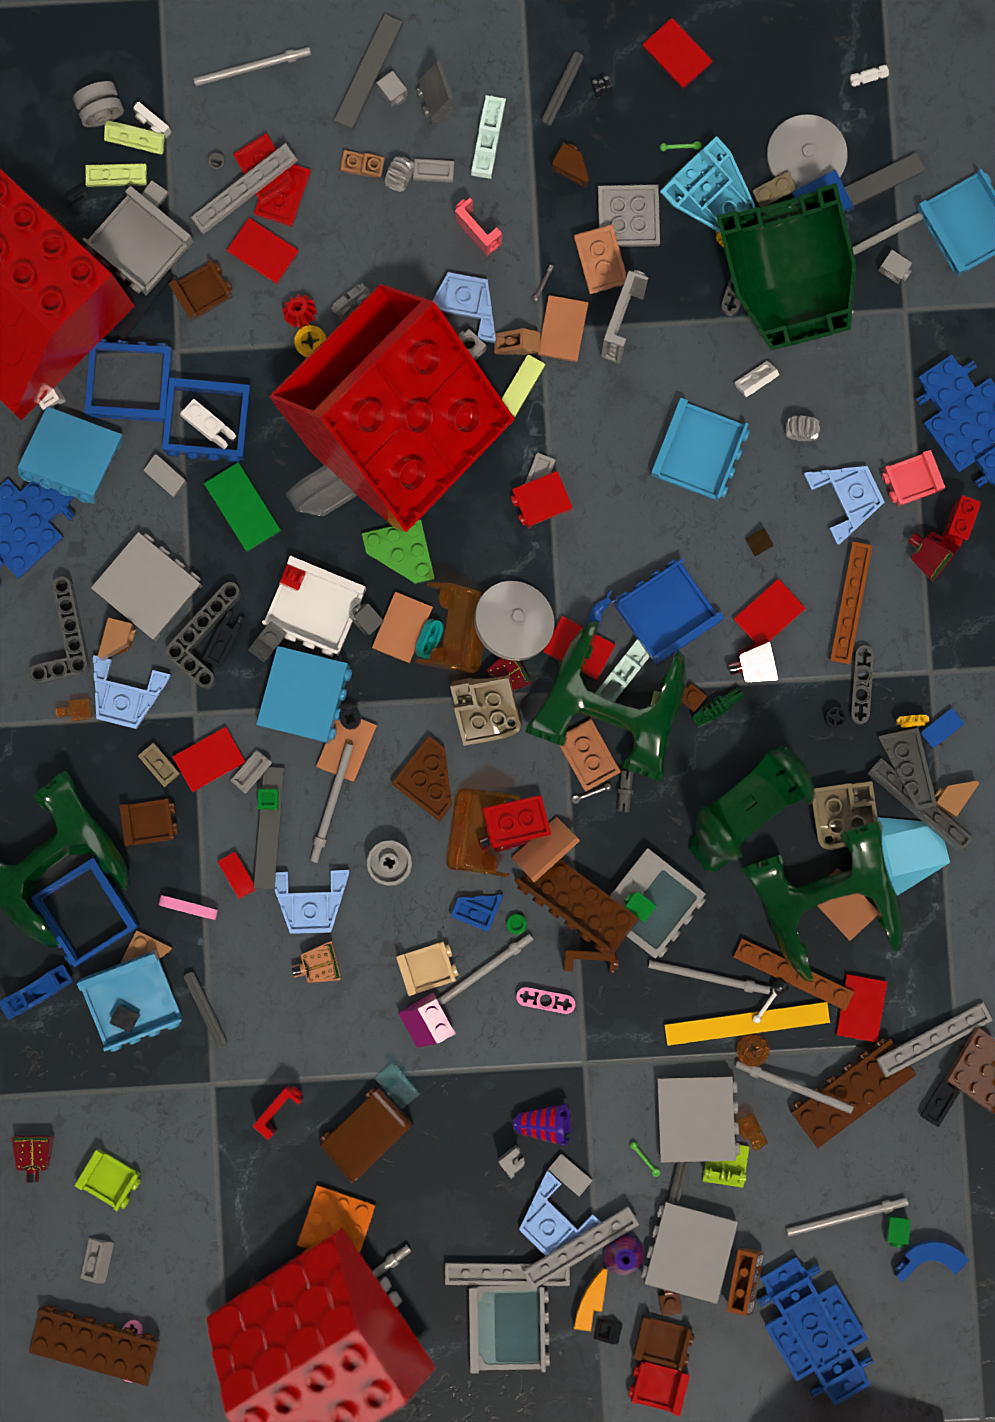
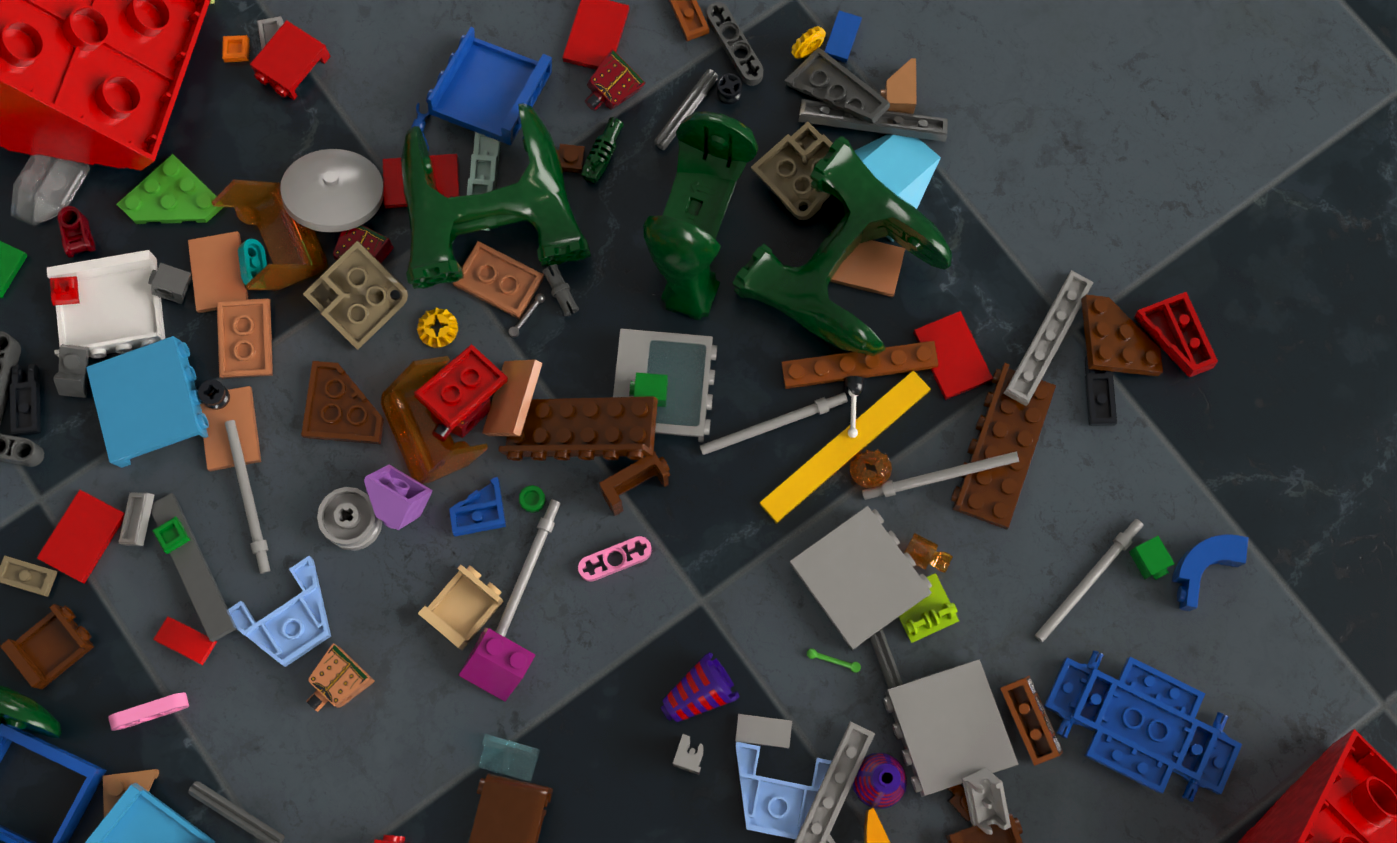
camera: 35 degrees left, 10 degrees down
(322, 540) = (75, 236): none -> dark red piece
(393, 689) = (244, 338): none -> nougat tile
(429, 869) = (396, 496): none -> medium lavender slope
(509, 463) = (235, 48): none -> orange tile
(535, 760) = (445, 334): none -> yellow gear
(680, 1312) = (986, 800): none -> light grey hinge
(795, 713) = (686, 108): none -> dark grey axle

